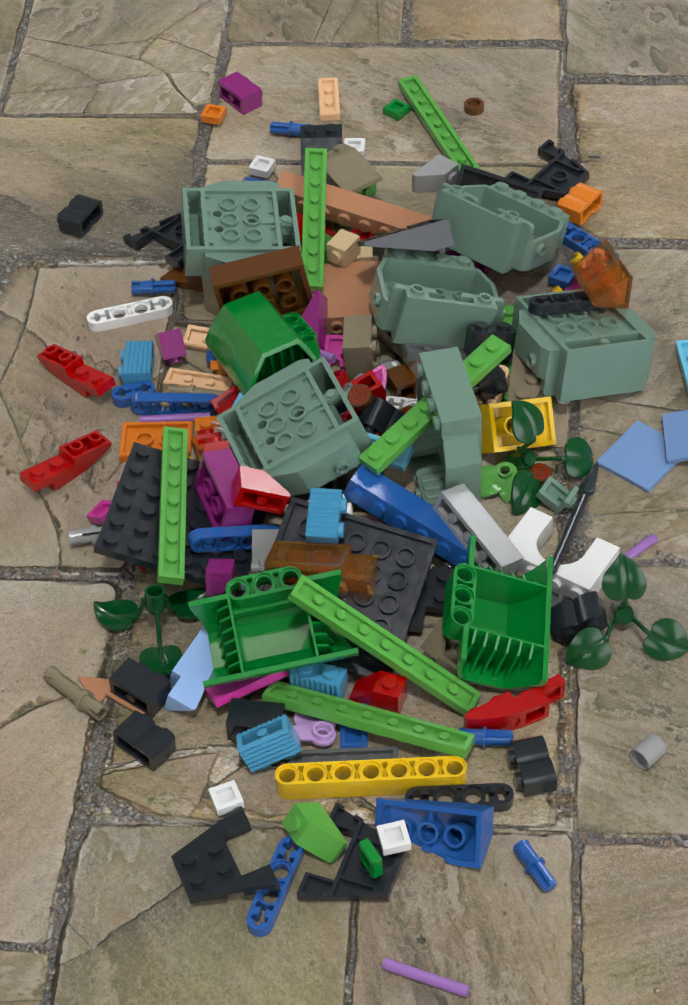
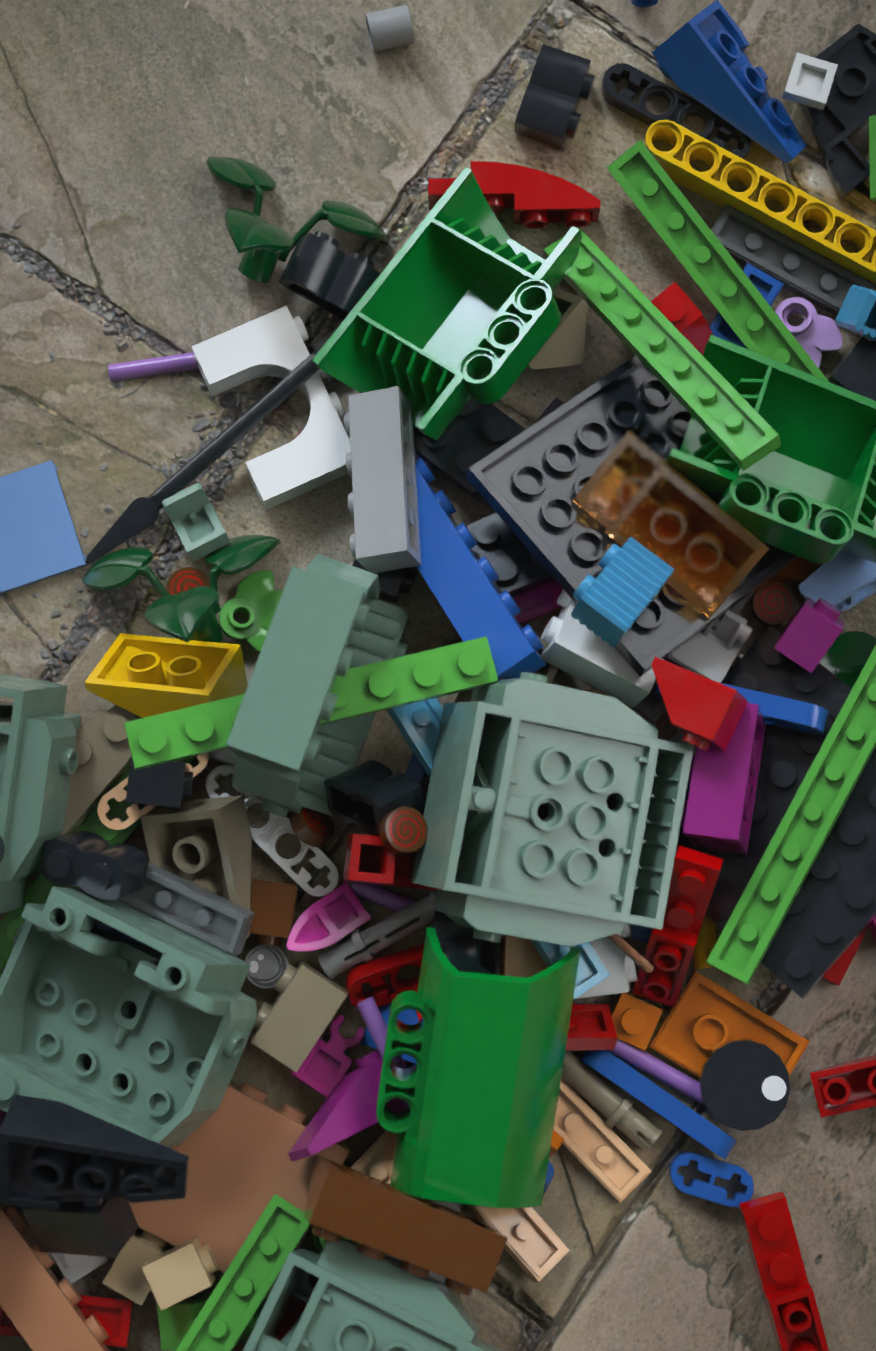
camera: 150 degrees left, 35 degrees up
(137, 362) = (673, 1241): dark azure brick -> none
(139, 423) = (744, 1085): none -> black tile
(171, 345) = (593, 1255): magenta slope -> none
(370, 858) = (860, 65): green tile -> none
(490, 737) = (571, 169): blue axle -> none

